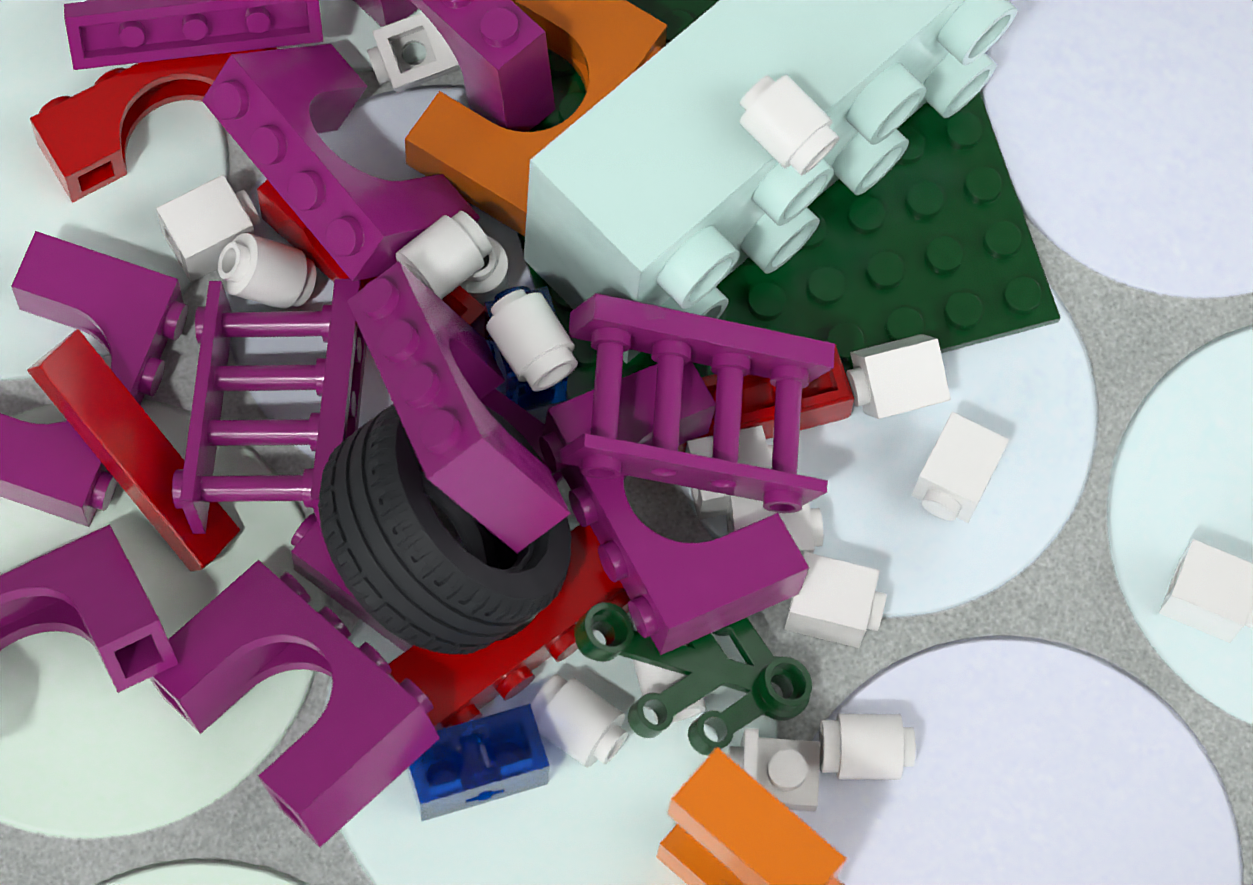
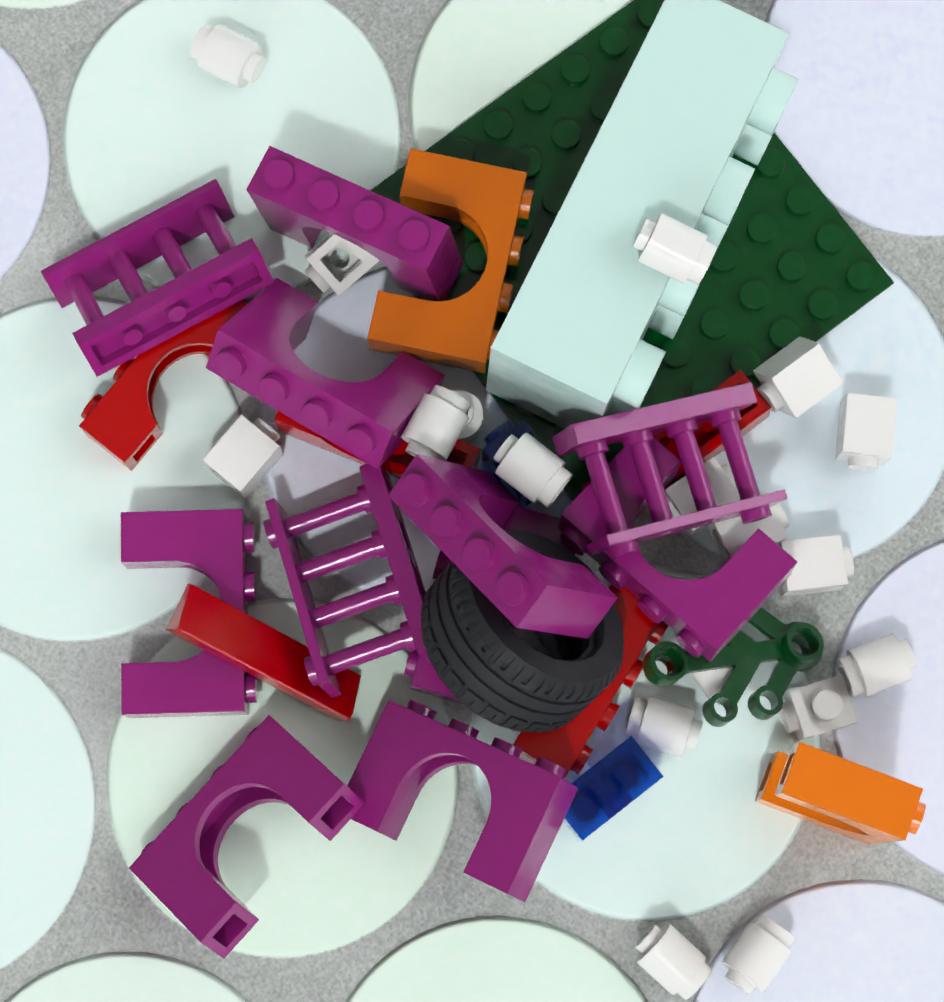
camera: 15 degrees left, 10 degrees up
(266, 271) = (302, 475): white brick -> none

